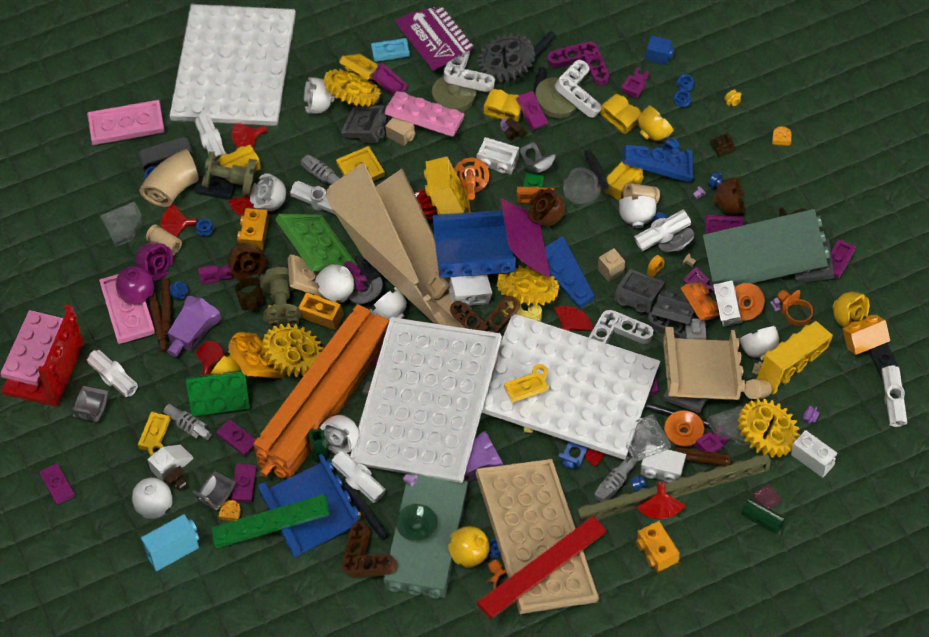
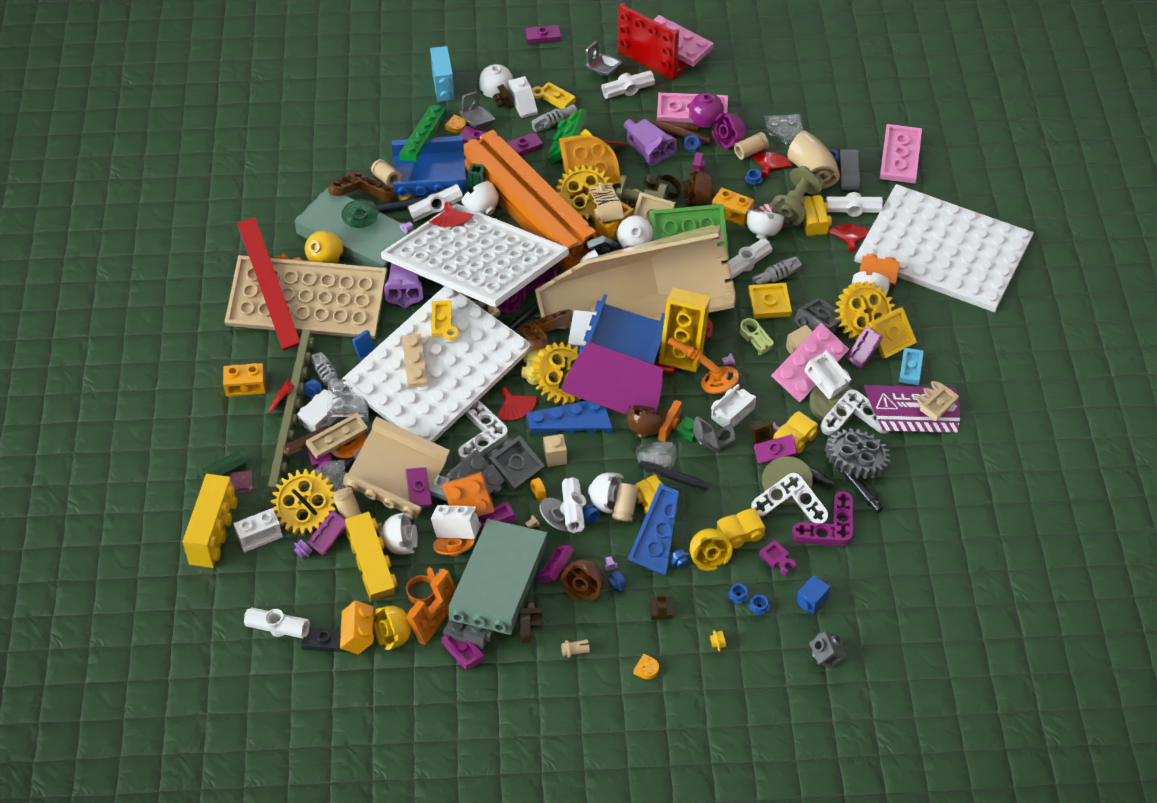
camera: 110 degrees right, 5 degrees down
(292, 95) = (886, 267): none -> orange brick
(309, 312) = (607, 202): none -> tan door
(336, 538) = (386, 172): none -> tan piece
(363, 299) = (603, 245): none -> black plate
(379, 447) = (451, 217): none -> red hand
(408, 163) = (758, 338): none -> yellowish green piece
(426, 17) = (936, 400): none -> tan plate
(440, 90) = (827, 374): none -> white hinge
(580, 395) = (414, 361): none -> tan plate
(689, 429) = (336, 436): none -> tan plate
(706, 25) = (827, 649): none -> dark grey brick
(709, 344) = (418, 487): none -> magenta plate
(787, 397) = (327, 533): none -> magenta plate
(795, 188) = (576, 647): none -> tan pin
(830, 489) = (209, 521): none -> yellow brick
(834, 288) = (426, 620): none -> orange plate

